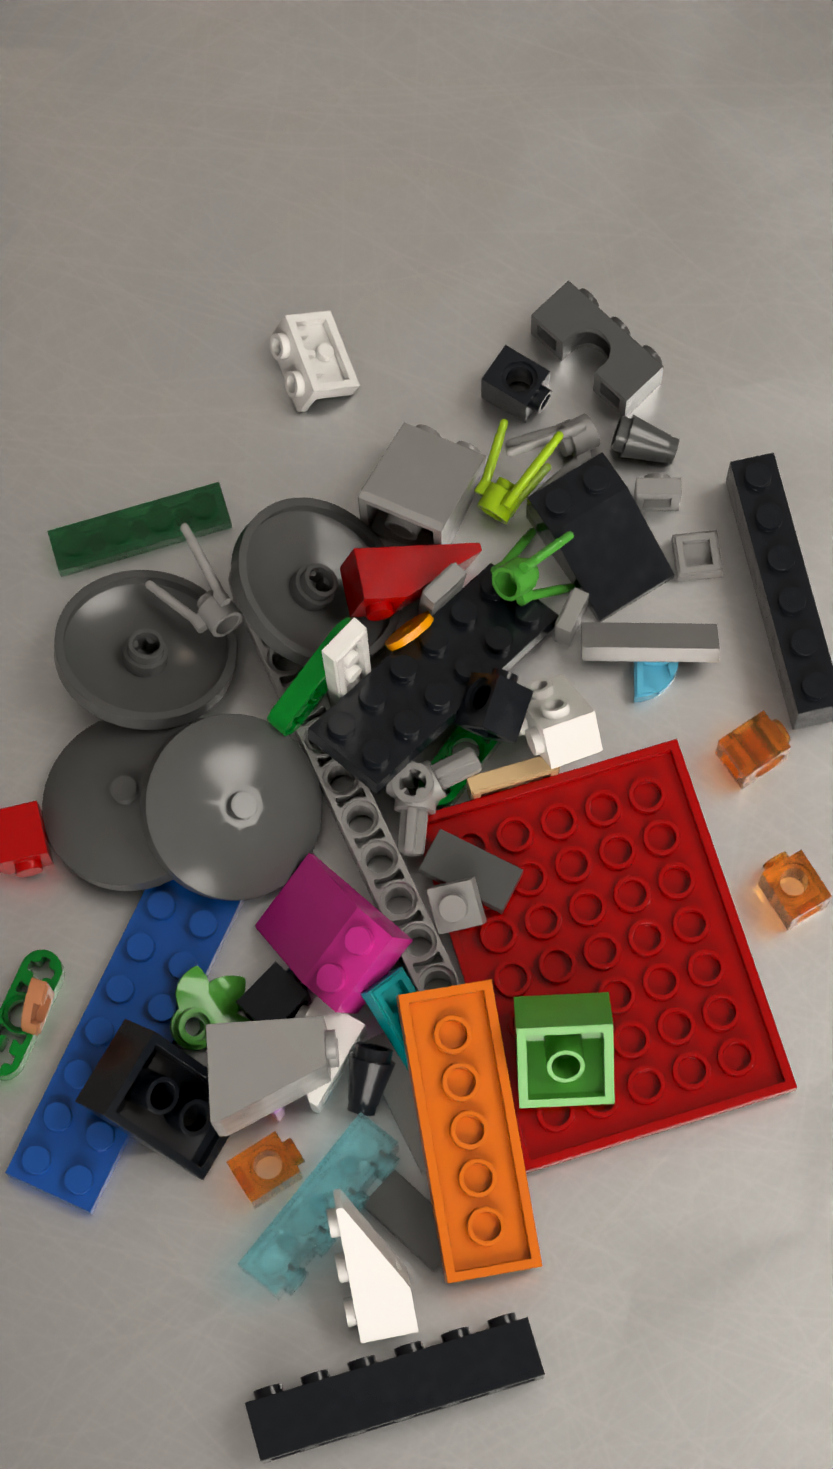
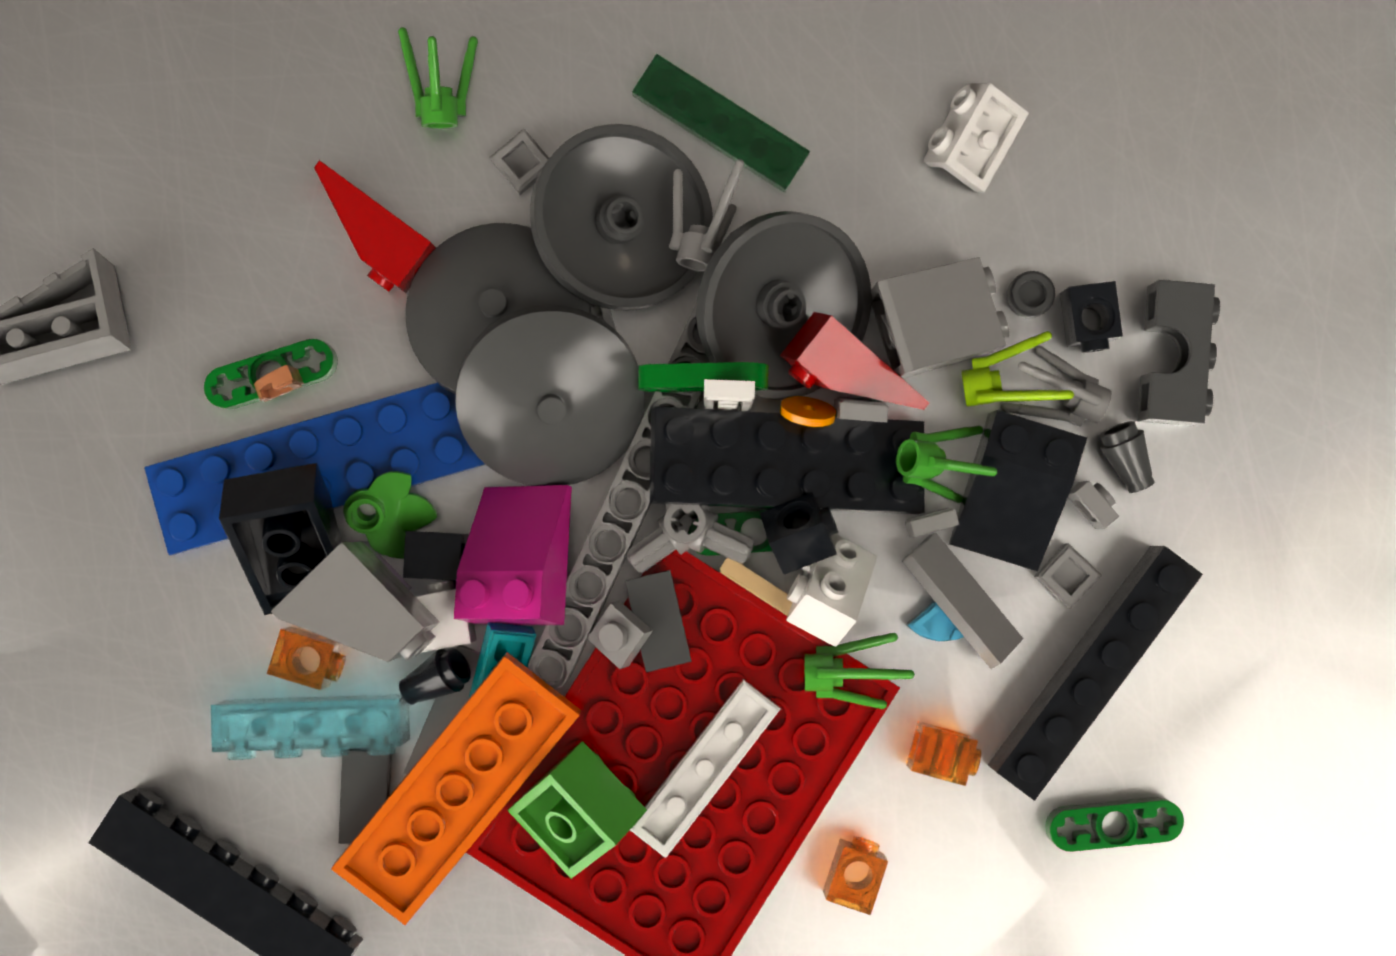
camera: 50 degrees right, 15 degrees up
(35, 694) = (520, 161): none -> light grey tile
(377, 1277) = (291, 809): white slope -> none
(464, 415) = (1031, 294): none -> dark grey tile
(614, 929) = (705, 767): none -> white tile
(616, 778) = (825, 672): none -> bright green plant

